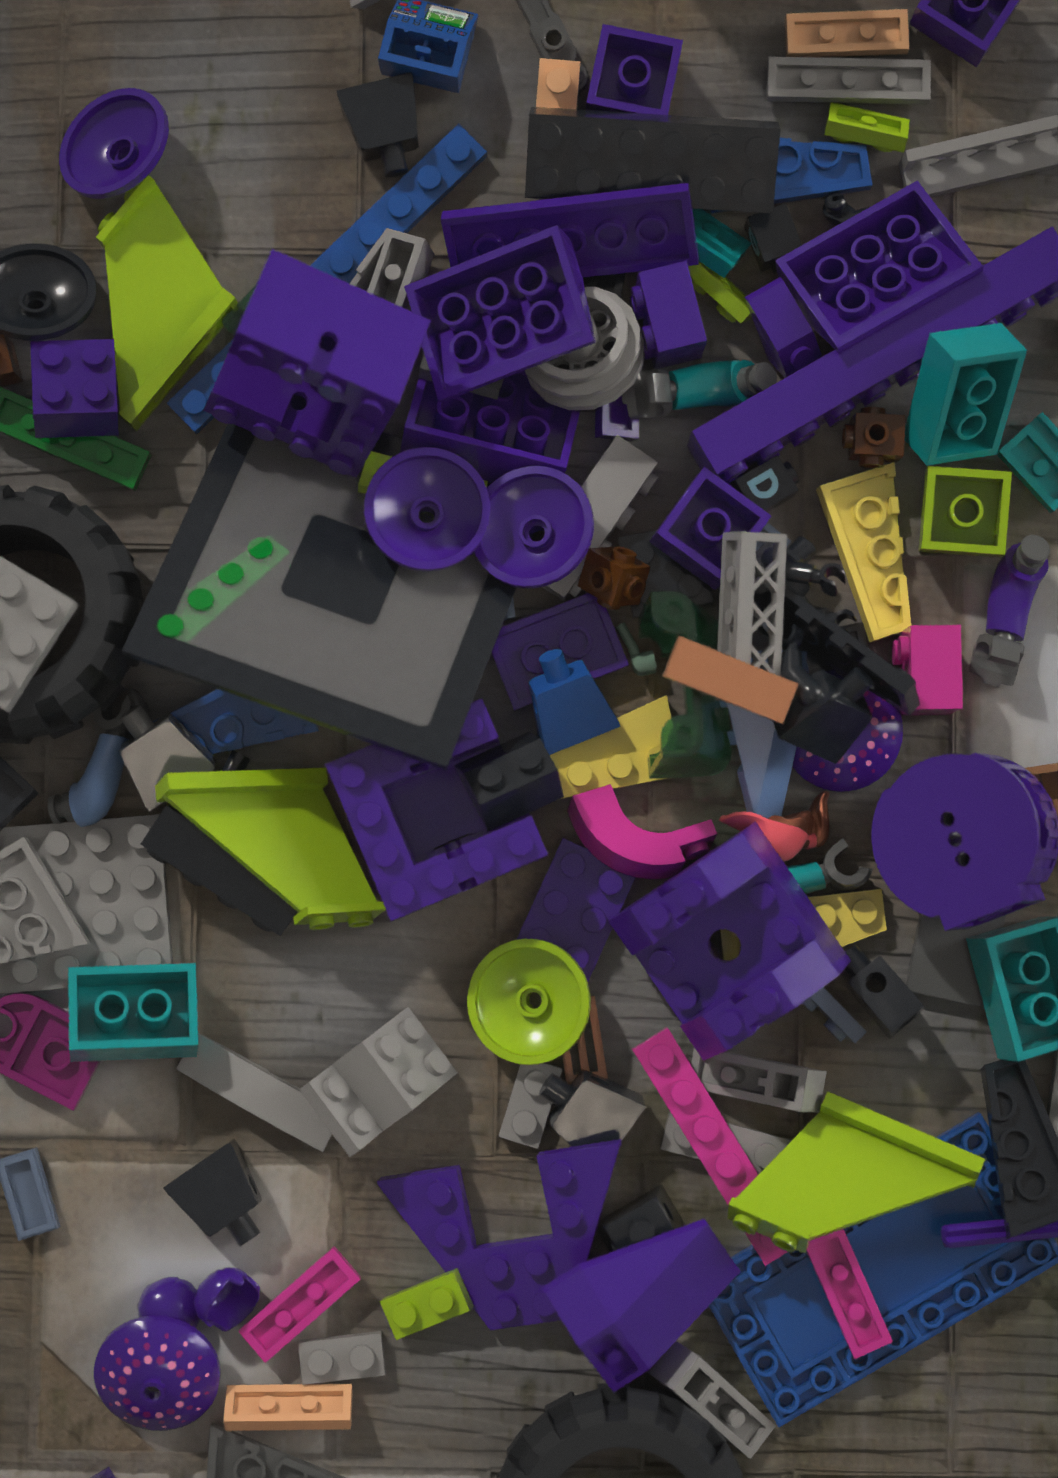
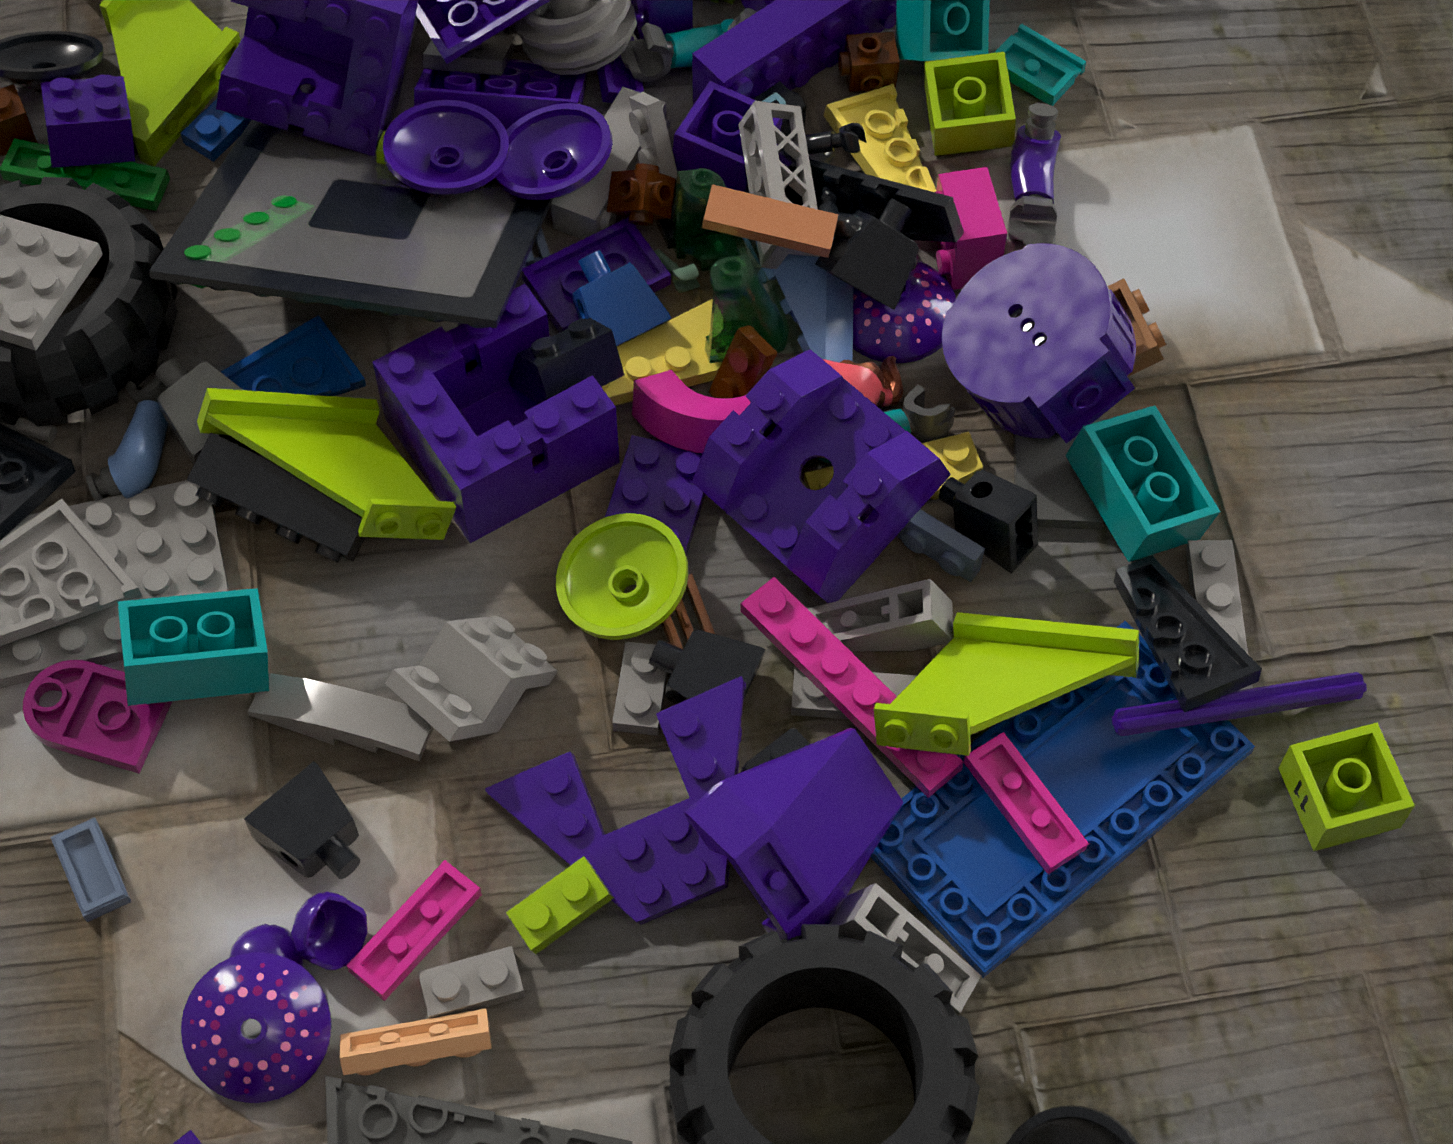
camera: 10 degrees left, 25 degrees down
(635, 515) = (650, 125): none -> light grey plate
(677, 800) = (743, 364): none -> reddish brown plate

